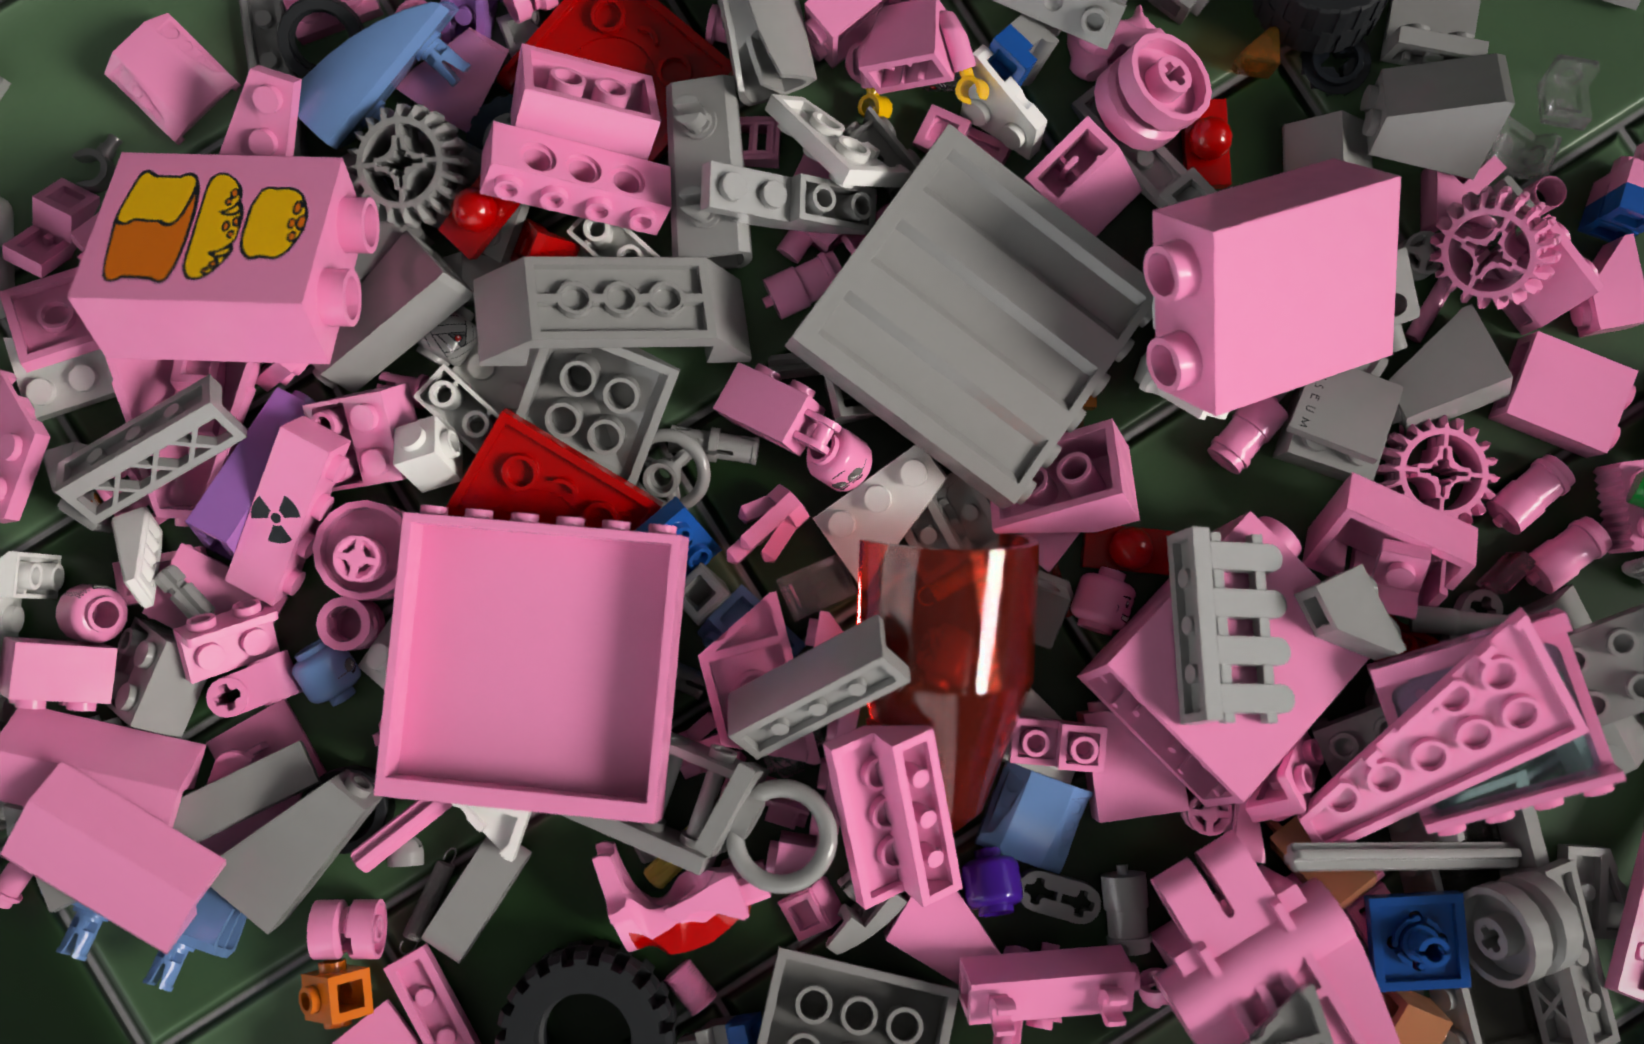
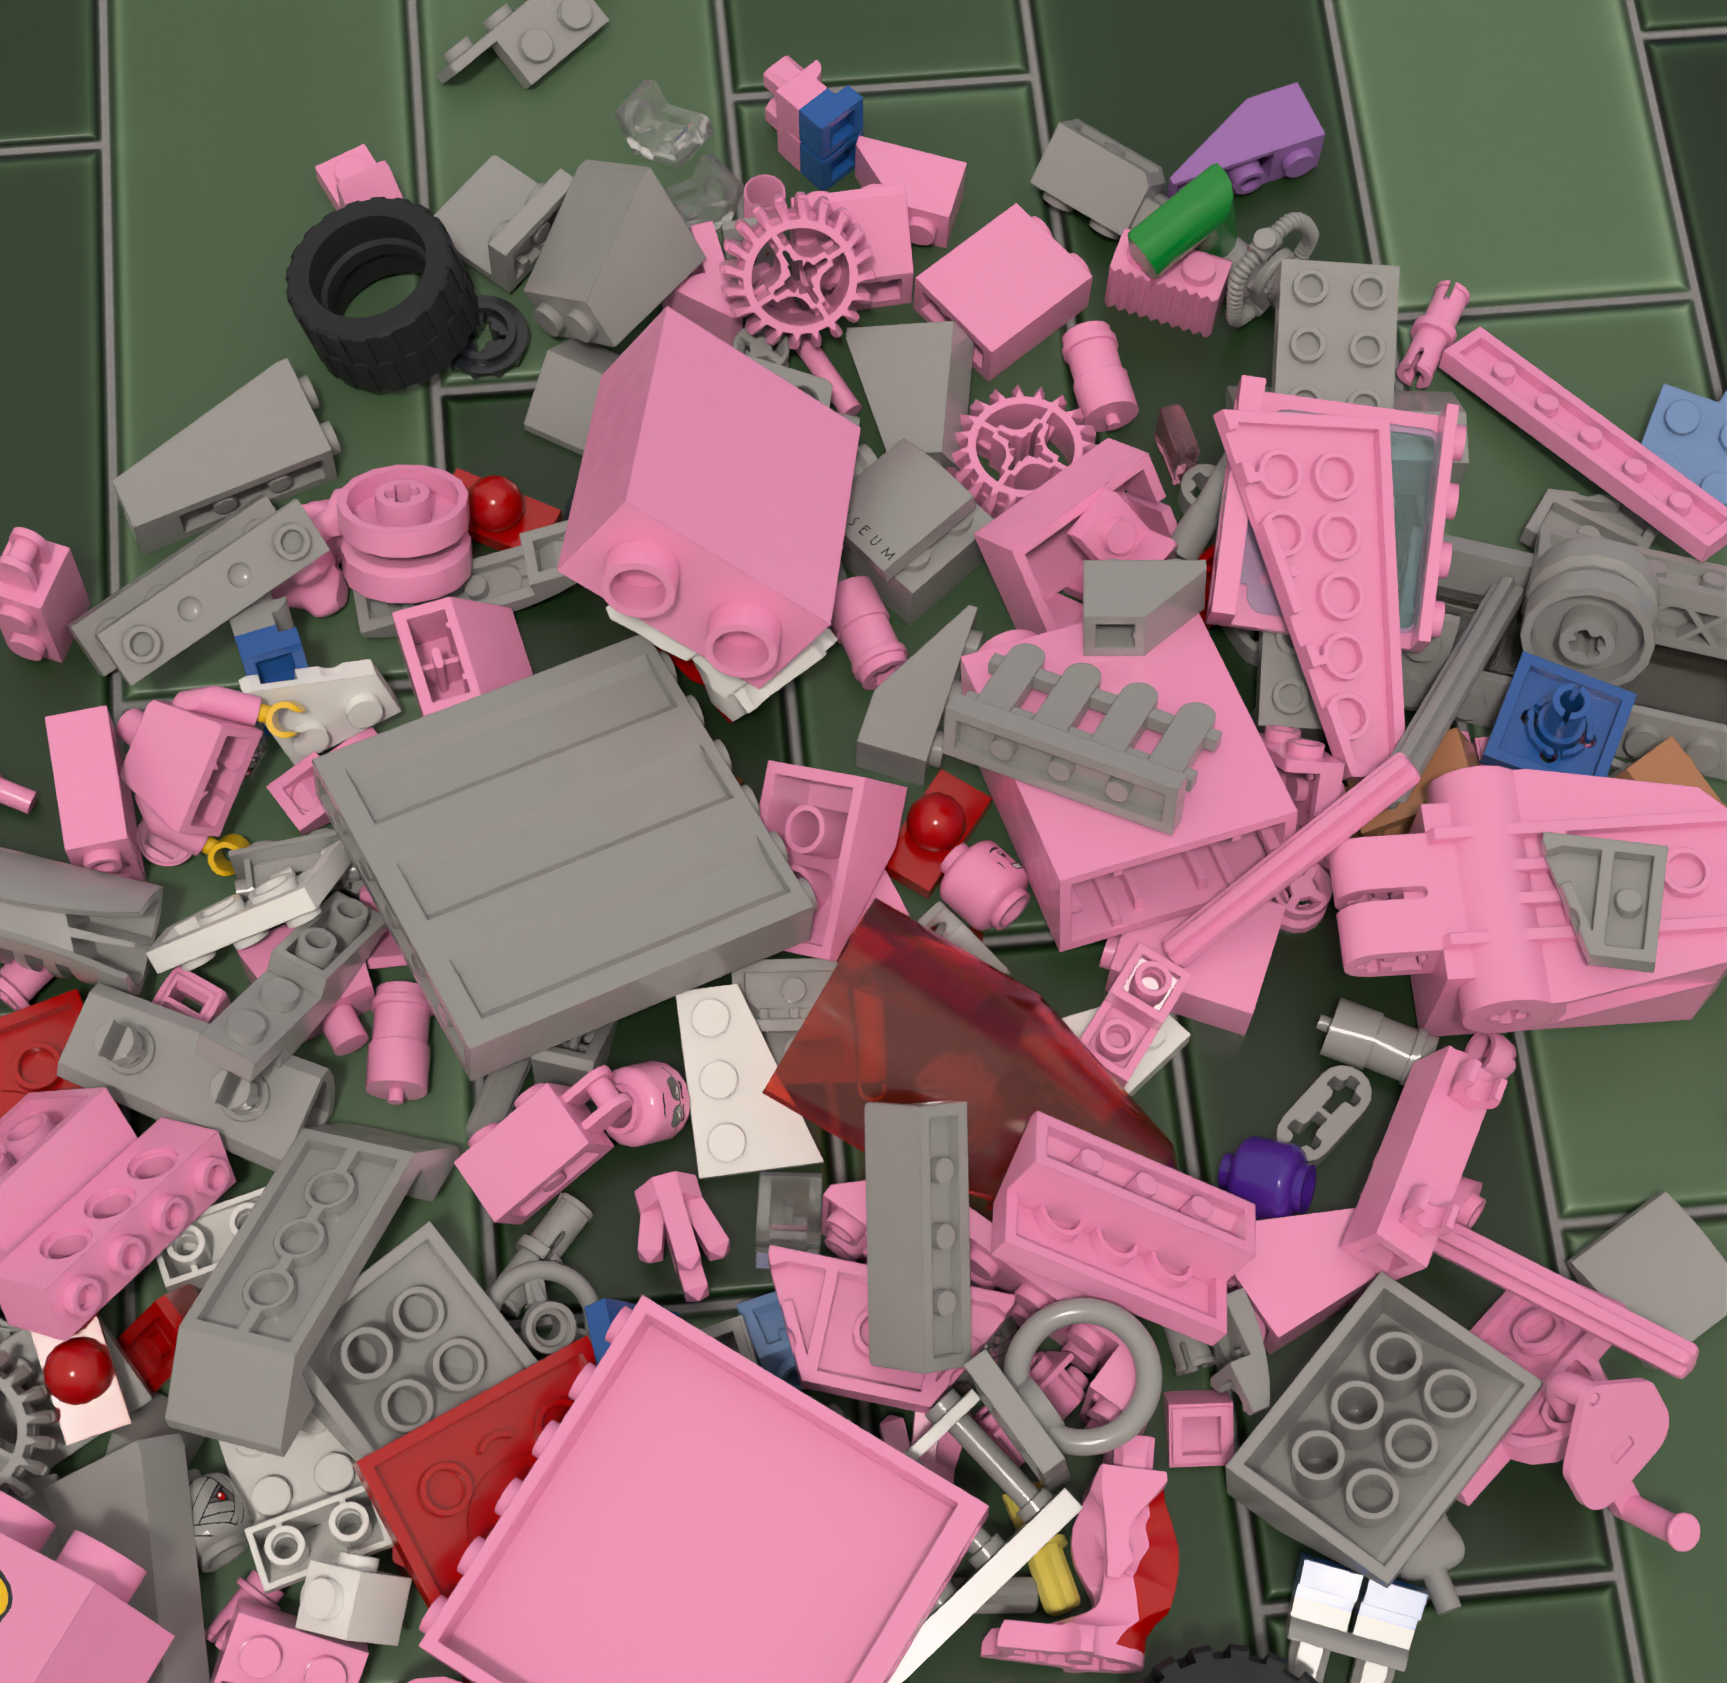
camera: 65 degrees left, 20 degrees down
(686, 980) = (1213, 1617): bright pink piece -> none
(1032, 817) = (1207, 1094): medium blue slope -> none
(1204, 490) = (908, 708): none -> light grey slope
(1215, 810) = (1291, 859): none -> bright pink axle
(1261, 56) = (431, 407): clear orange slope -> none
(1567, 553) = (1188, 371): bright pink piece -> none

